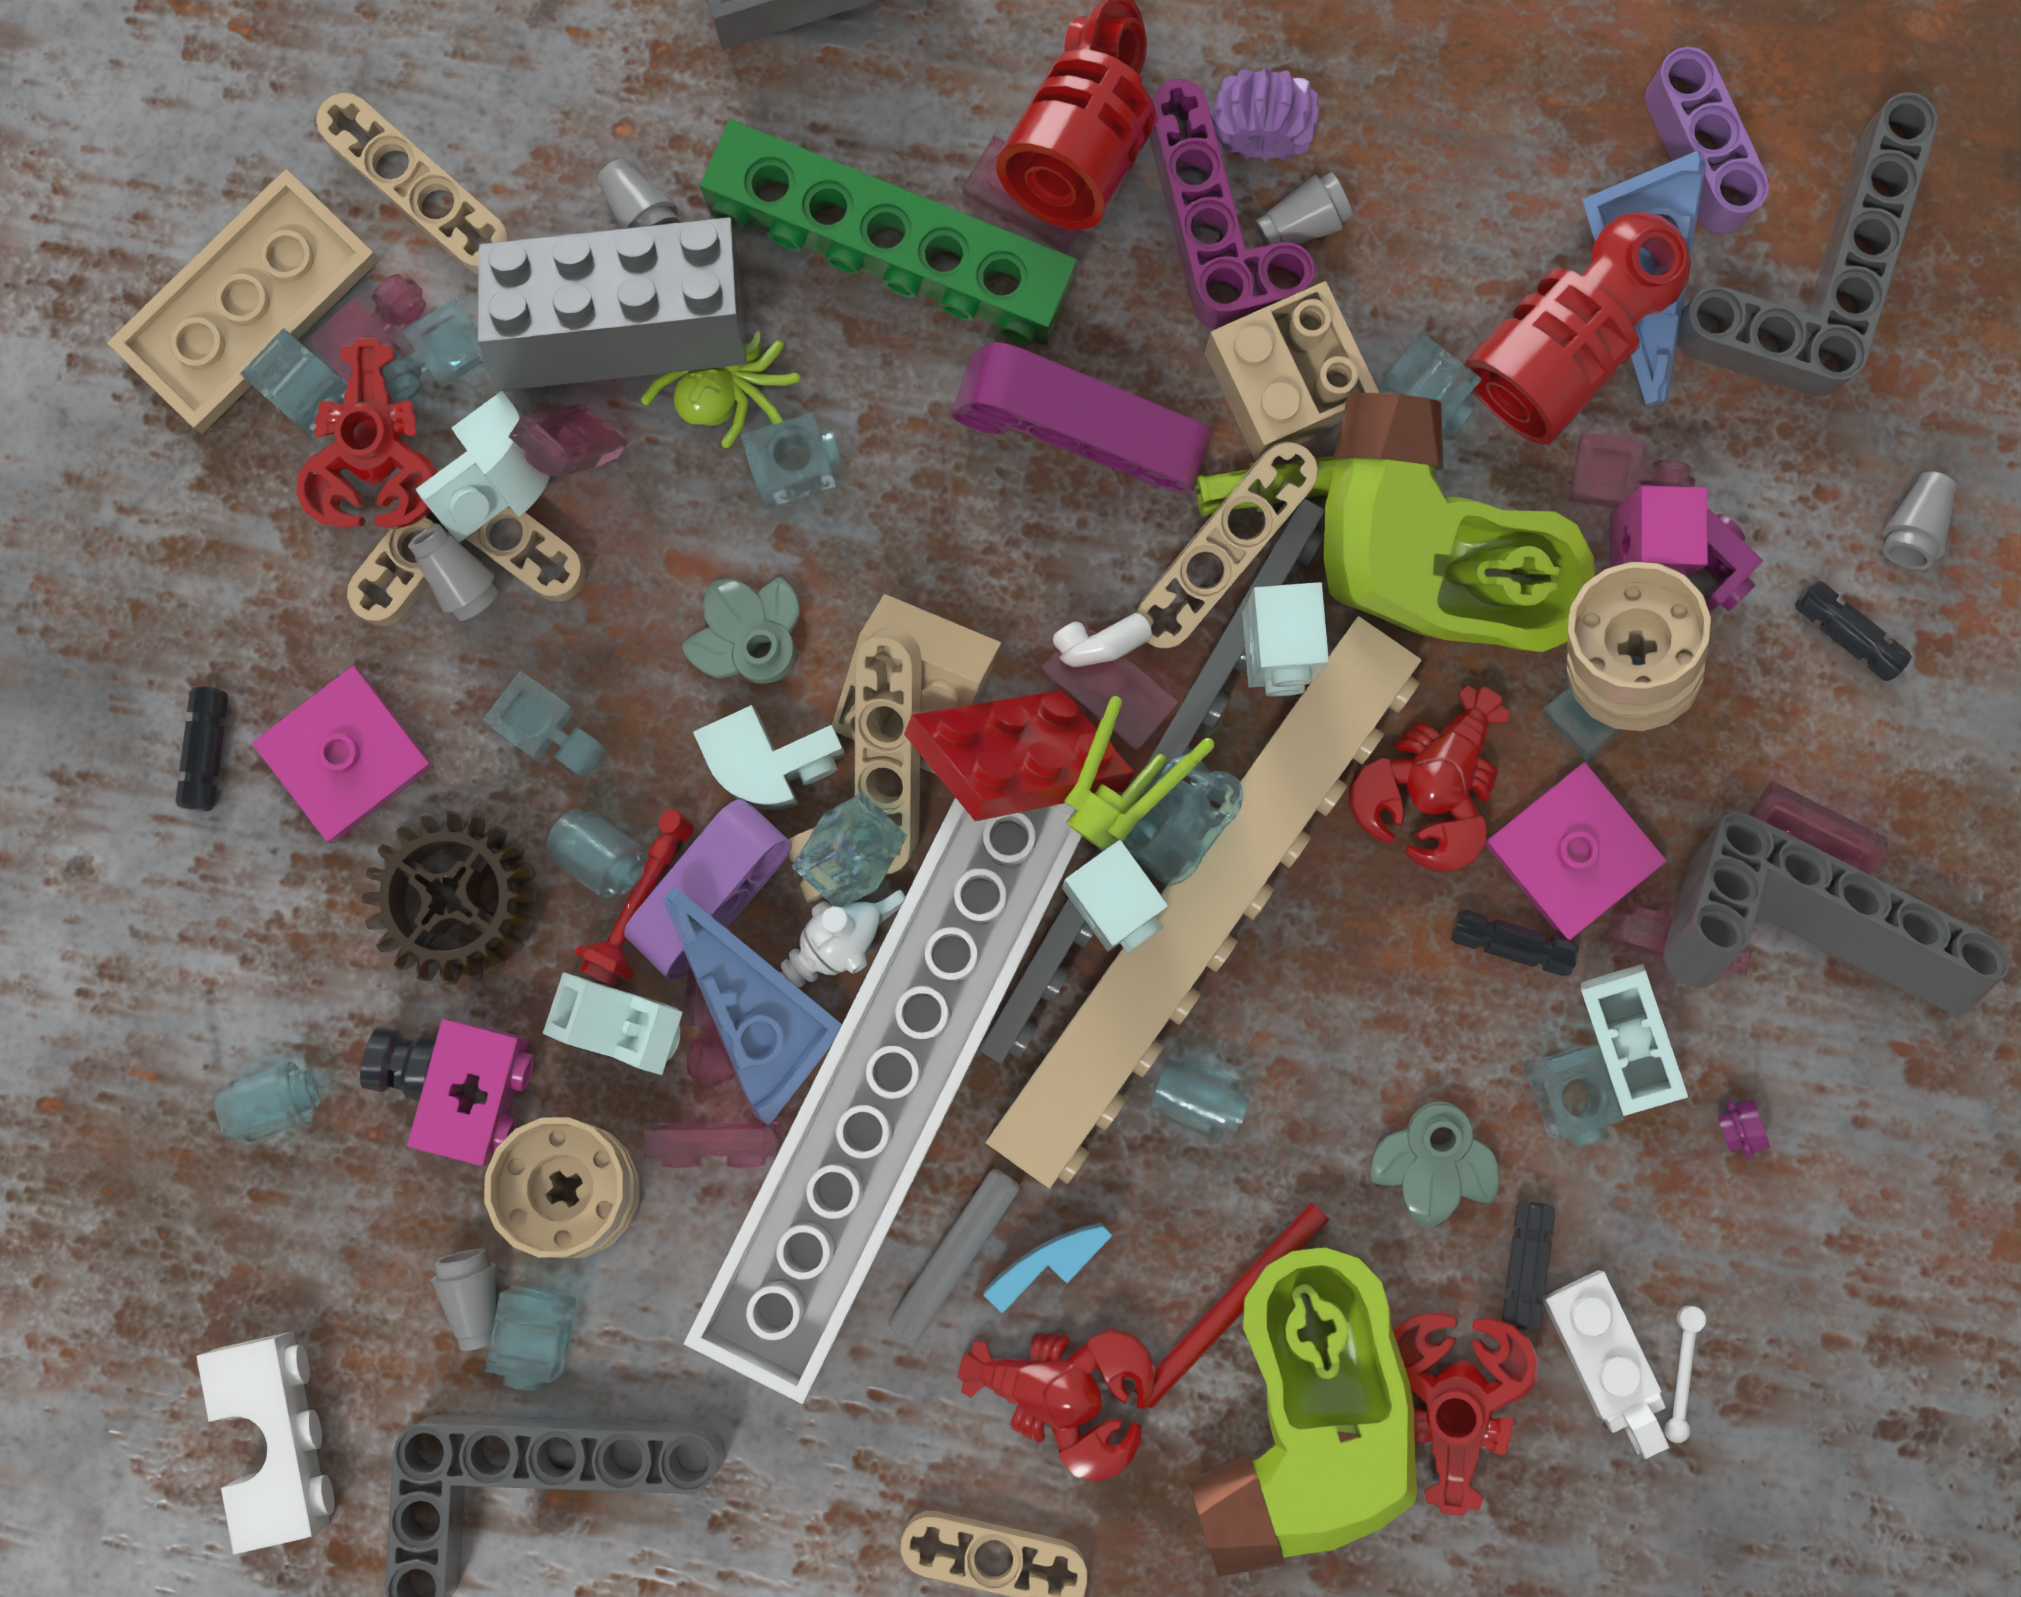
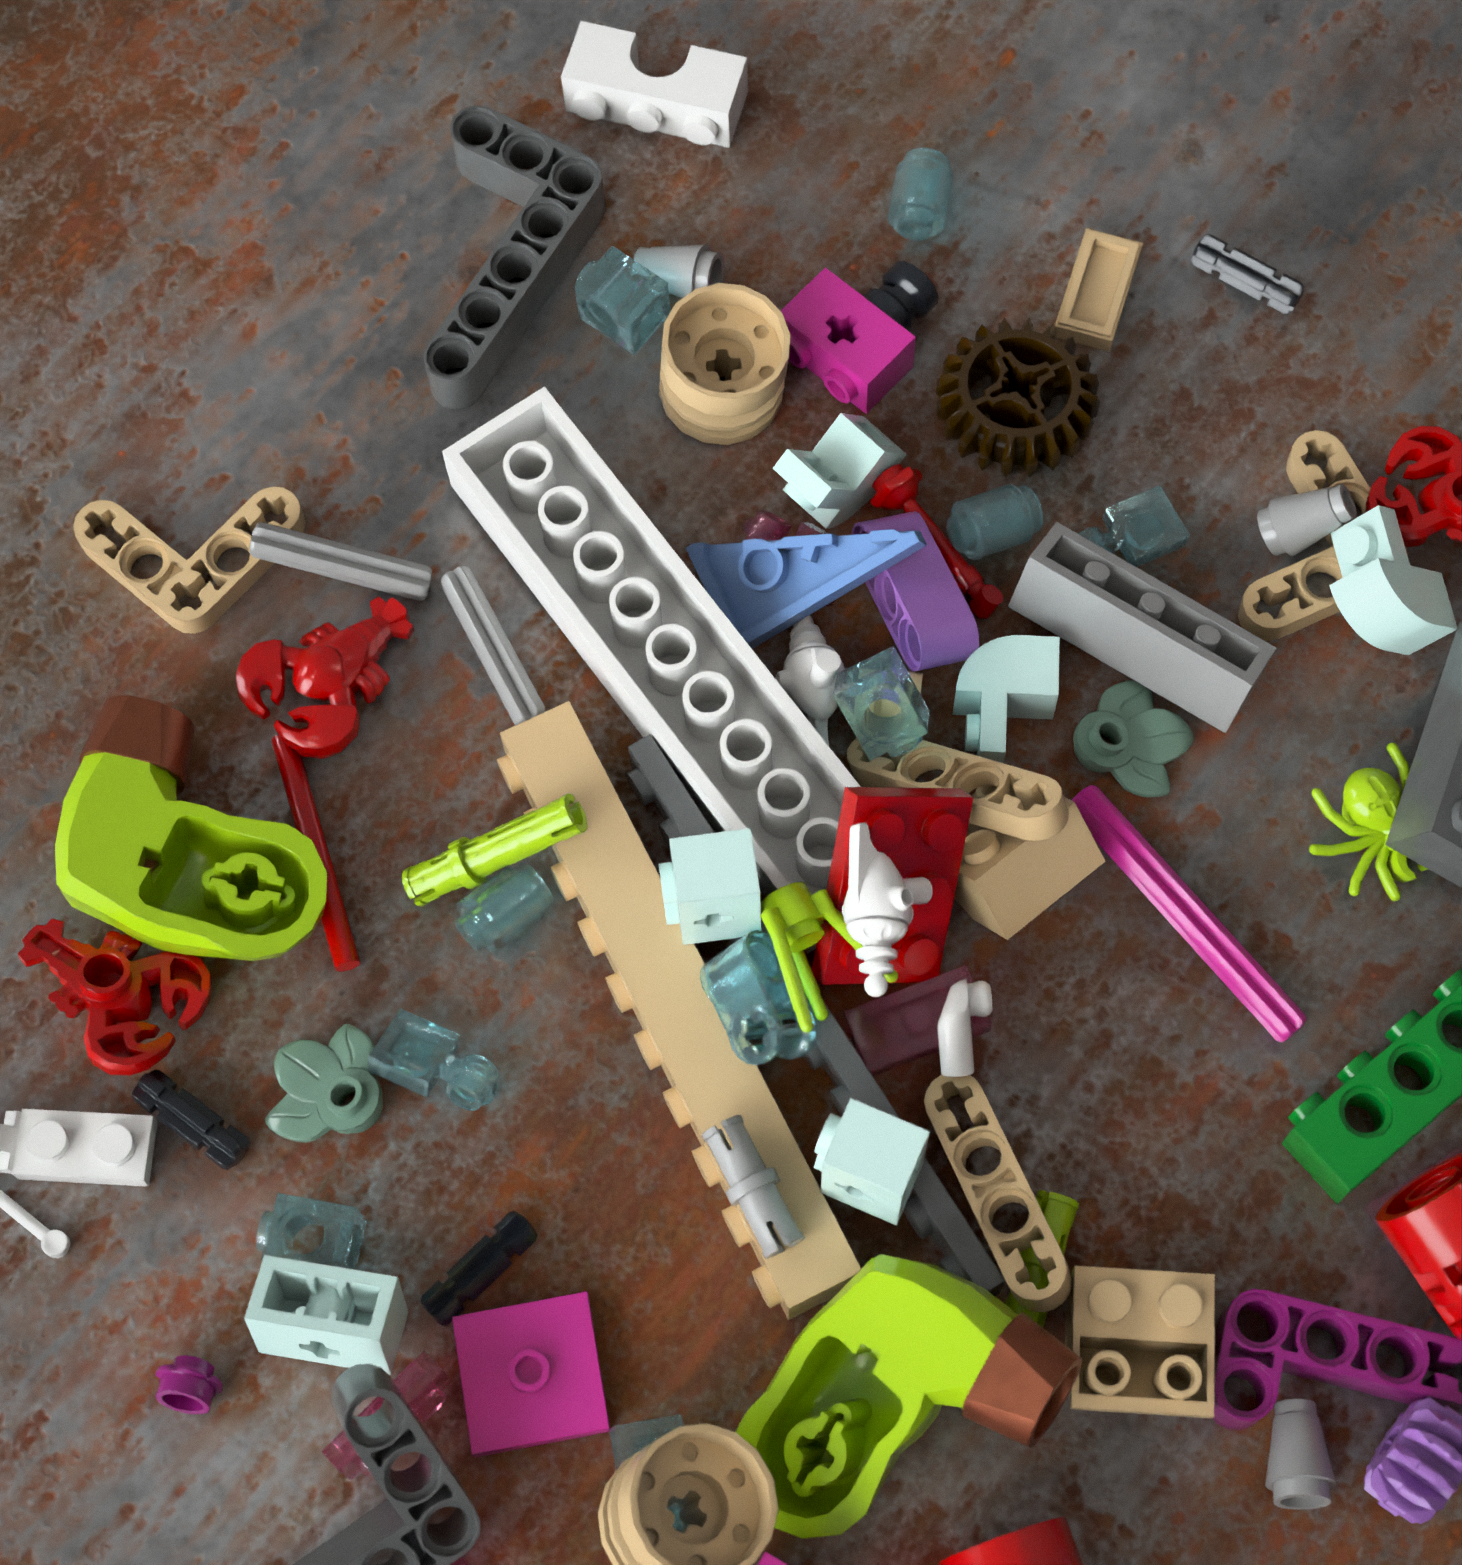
camera: 120 degrees right, 15 degrees down
(286, 883) = (1098, 289): none -> tan tile
(342, 754) = (1187, 375): dark pink plate -> none
(567, 440) = (1382, 658): clear pink plate -> none
(641, 667) = (1141, 626): none -> light grey brick
(684, 1143) = (705, 490): clear pink plate -> none
(767, 445) = (1287, 823): clear light blue brick -> none
(886, 512) = (1189, 915): none -> dark pink axle
(948, 1448) = (340, 561): none -> light grey axle
(1063, 1254) = (441, 719): medium azure slope -> none
(1067, 738) = (878, 907): none -> white piece
(1080, 414) = (1183, 1122): magenta beam -> none
(1177, 1148) = (473, 859): none -> lime pin
(1345, 735) = (753, 1186): none -> light grey pin
(1371, 1098) = (421, 1052): none -> clear light blue plate
(1434, 374) = (1056, 1477): clear light blue brick -> none
(1436, 782) = (666, 1273): red animal -> none

